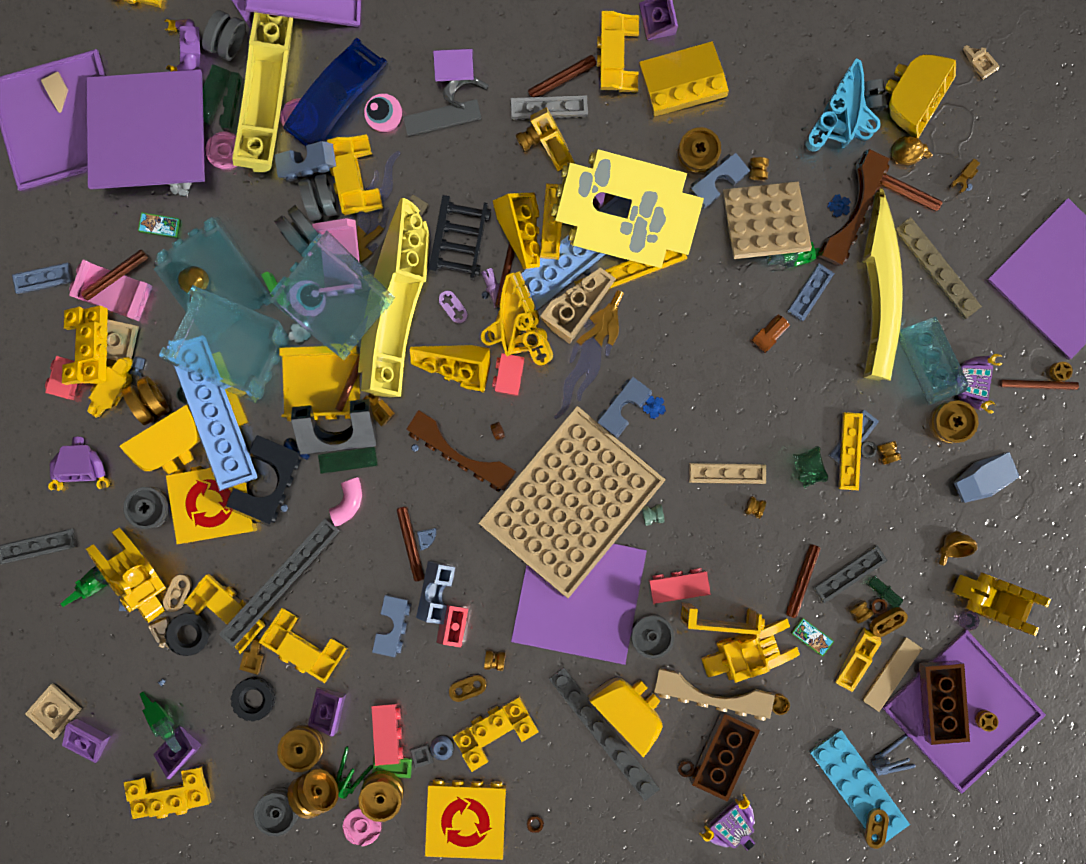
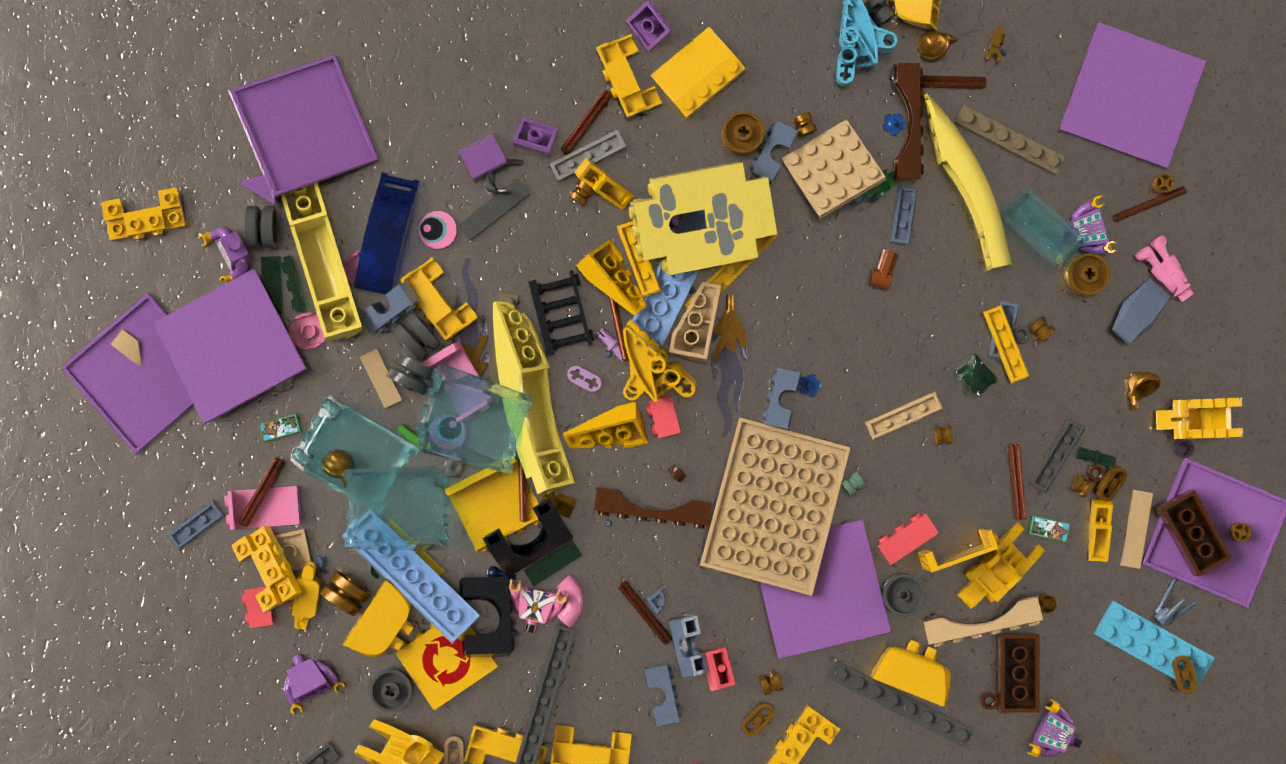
camera: 25 degrees left, 0 degrees up
(268, 229) = (377, 372): none -> tan tile
(313, 490) = (535, 605): none -> torso
(509, 69) = (535, 136): none -> medium lavender slope
(1030, 452) = (1167, 271): none -> bright pink piece

